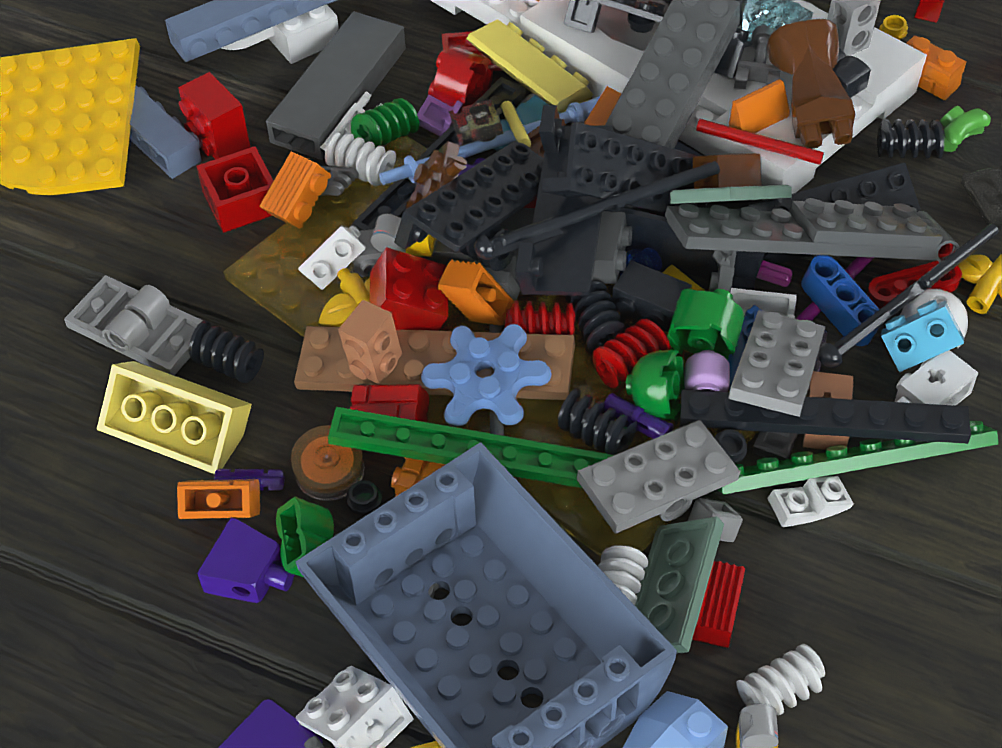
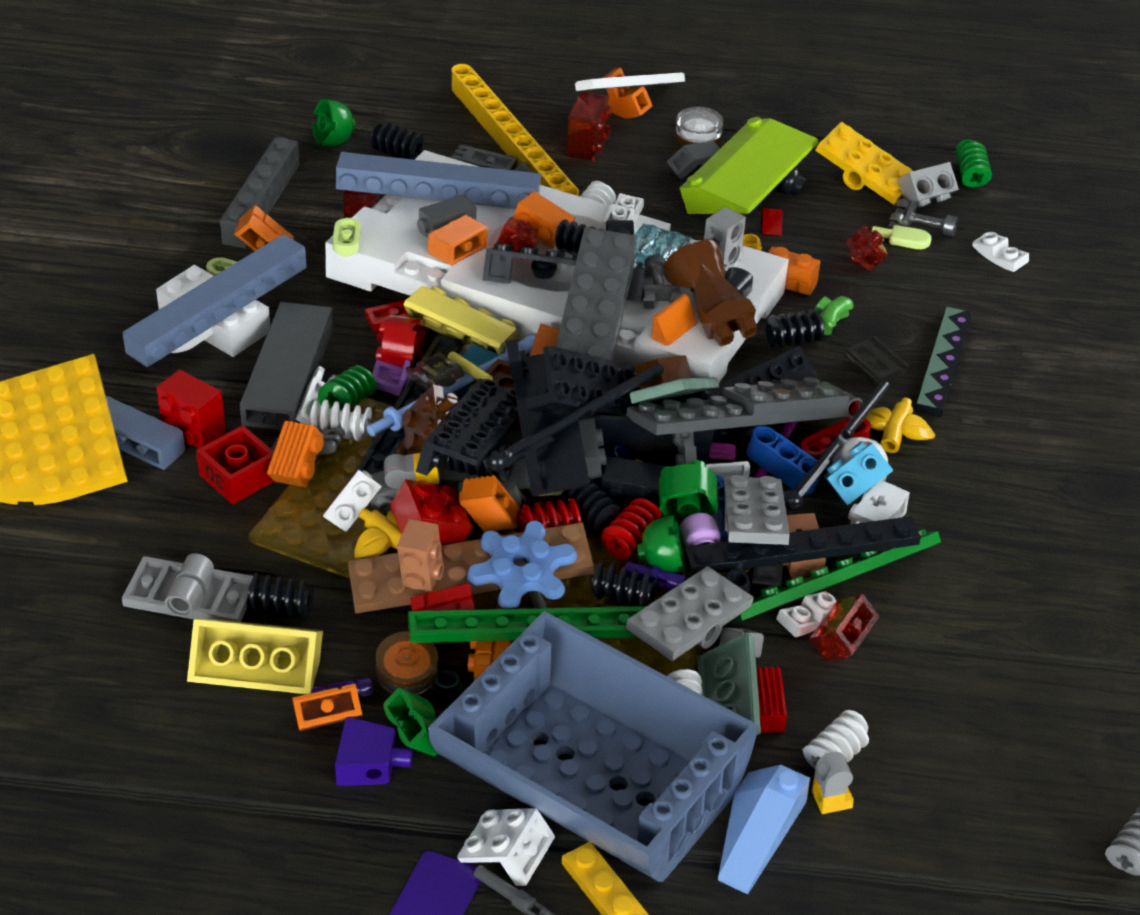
camera: 20 degrees left, 10 degrees down
(760, 141) = (682, 345): red bar -> none
(842, 531) = (844, 627): none -> clear red brick

